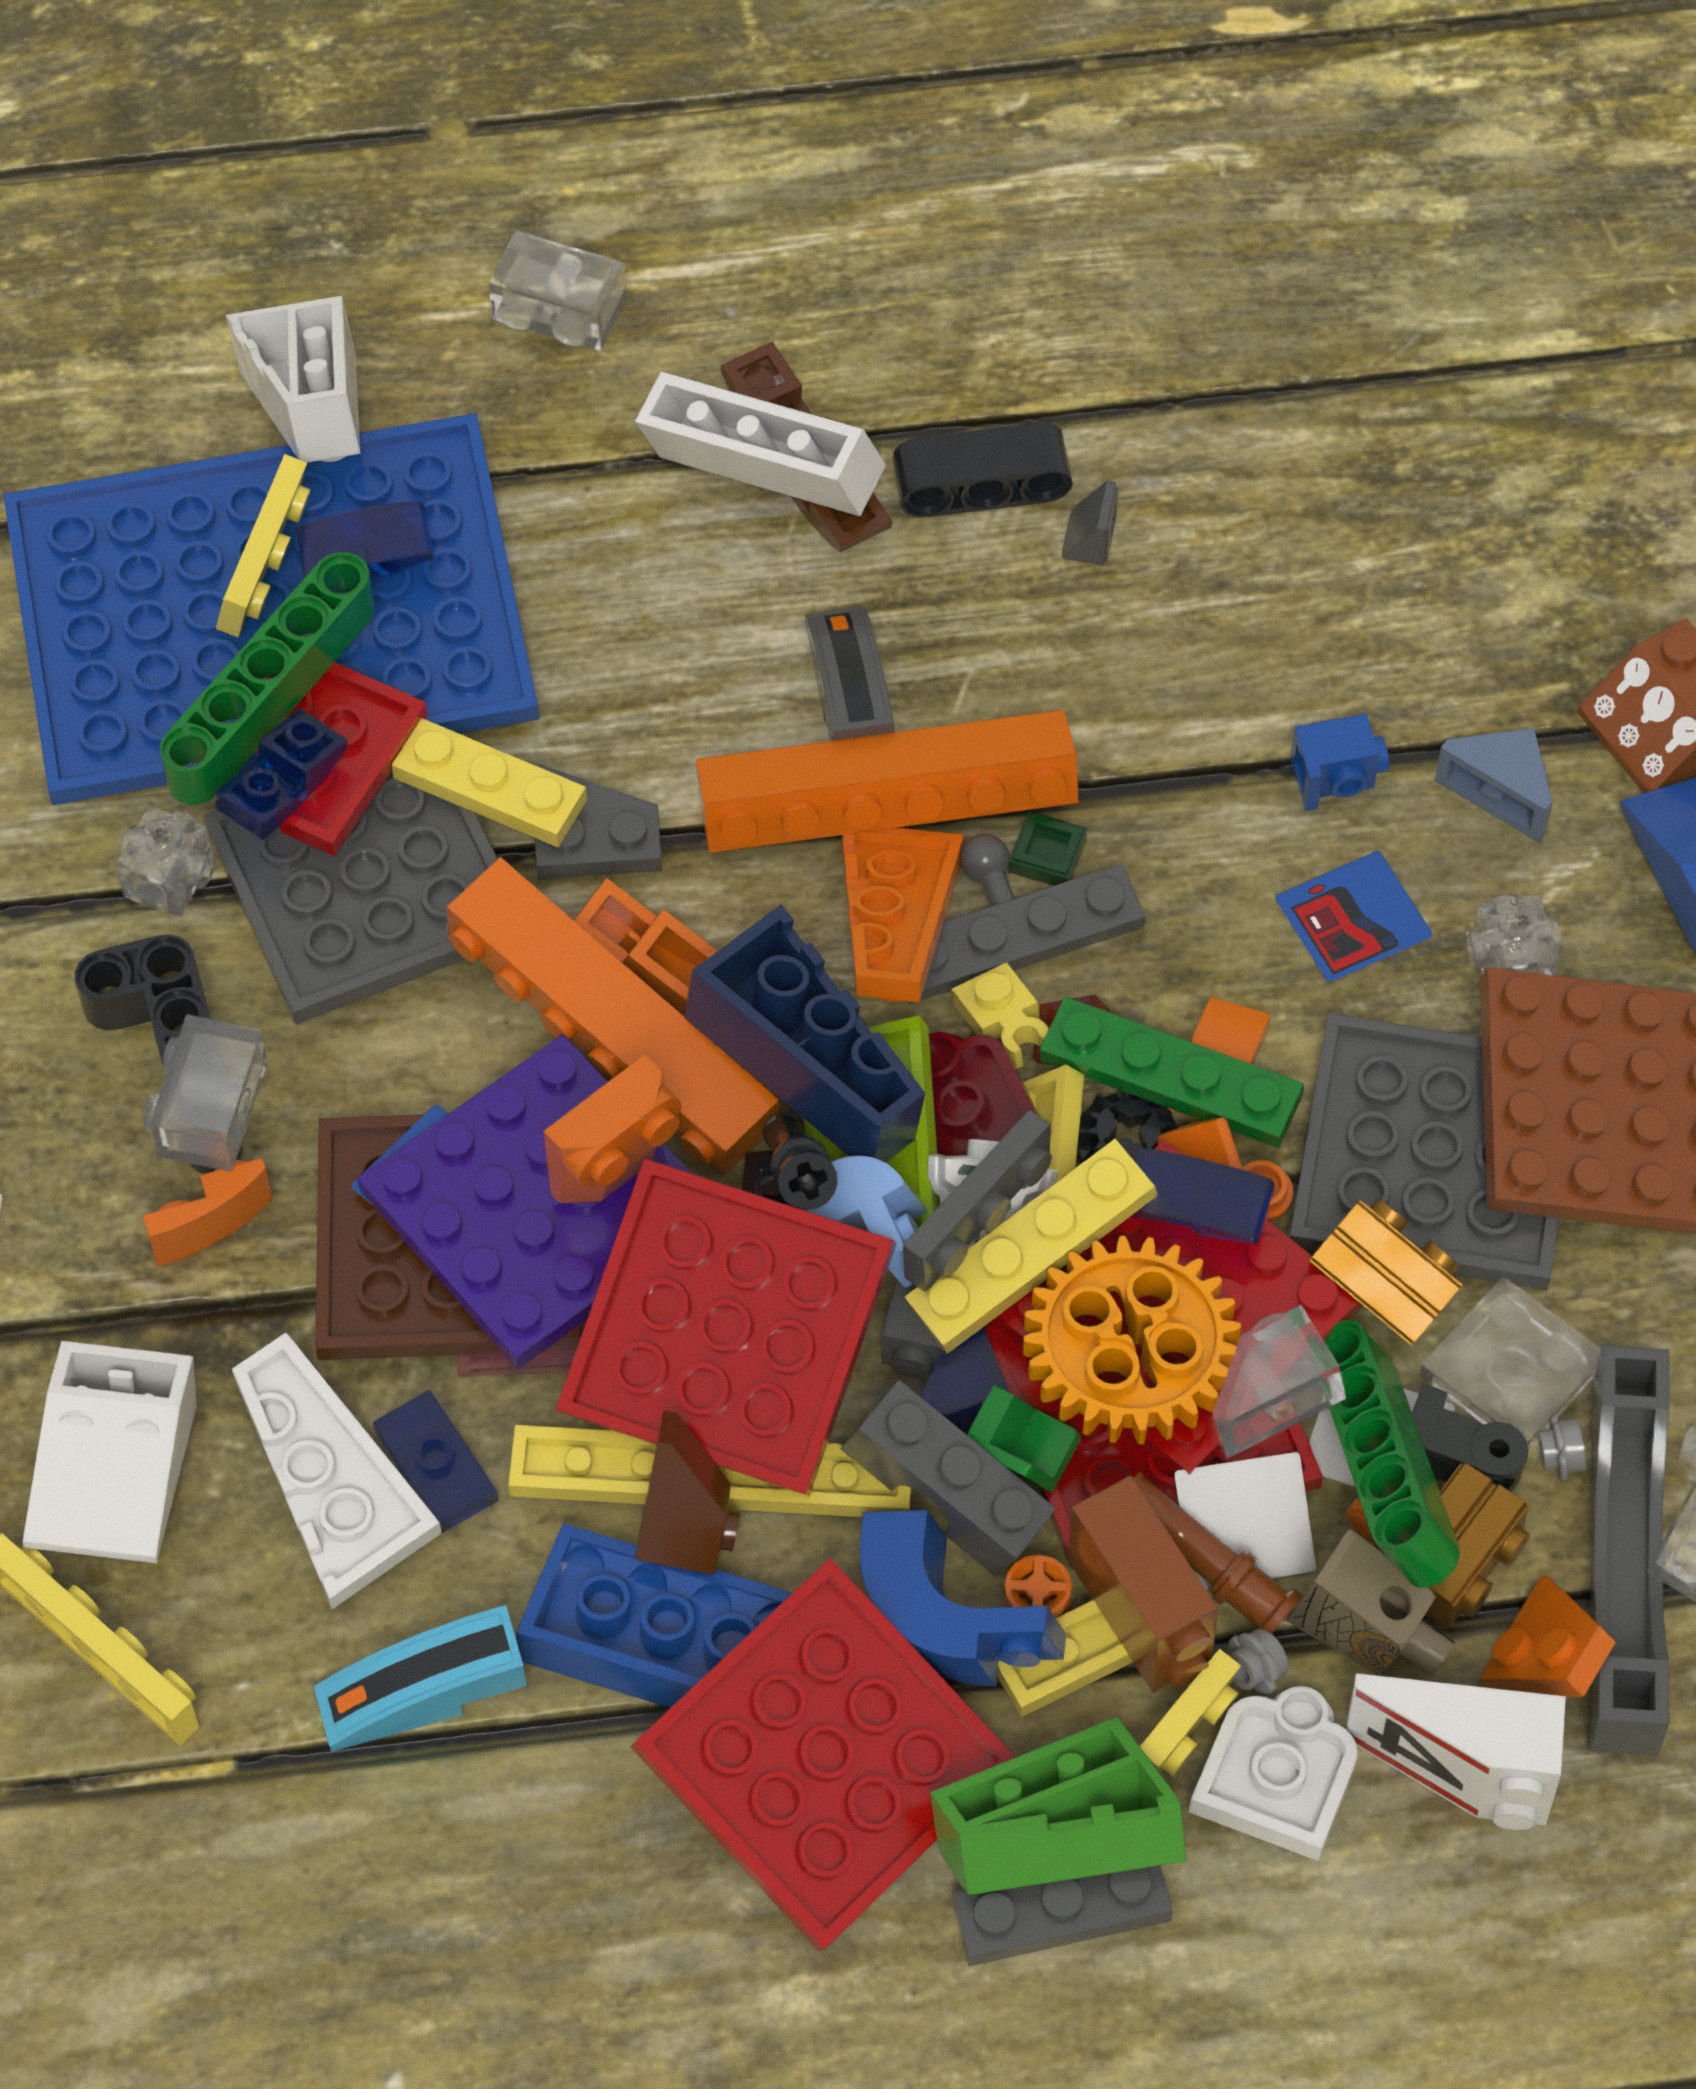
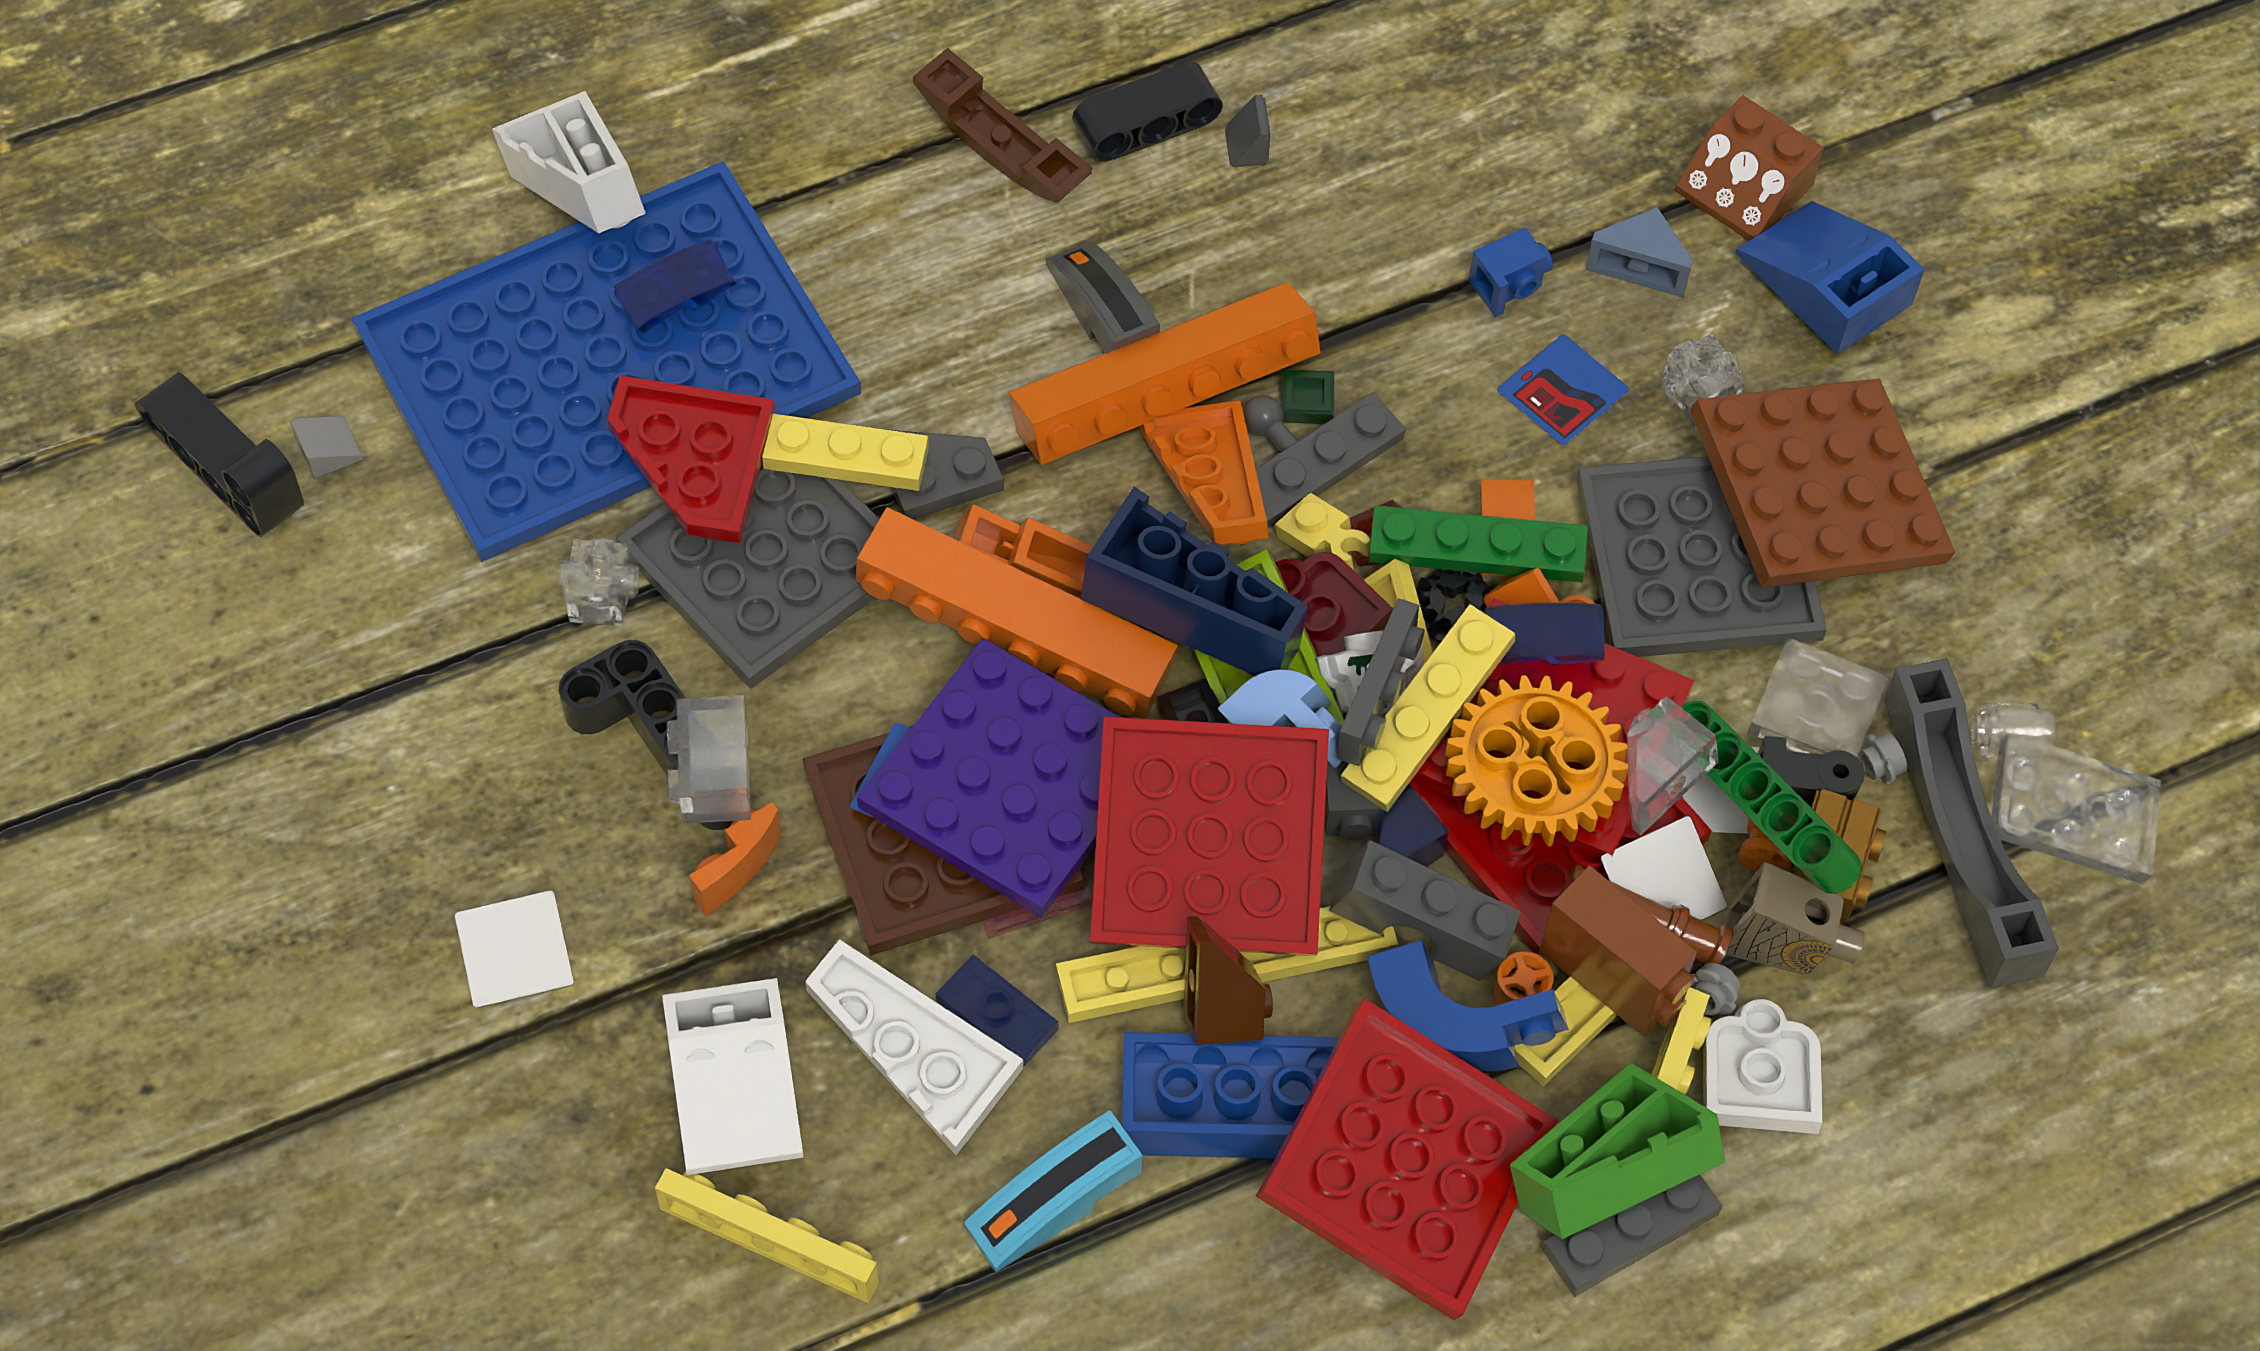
camera: 20 degrees left, 0 degrees up
(264, 703) = (634, 430): green beam -> none
(265, 547) = (593, 307): light yellow plate -> none
(287, 771) = (679, 485): clear blue slope -> none
(557, 291) = (753, 49): clear brick -> none
(610, 1134) = (1069, 704): orange slope -> none
(761, 443) = (970, 129): white brick -> none
(799, 1163) = (1223, 689): black pin -> none
(1024, 1438) = (1475, 861): green panel -> none
(1387, 1269) = (1705, 655): brick -> none
(1469, 1744) = (1907, 1008): white slope -> none
(1548, 1647) = (1938, 915): orange wing -> none

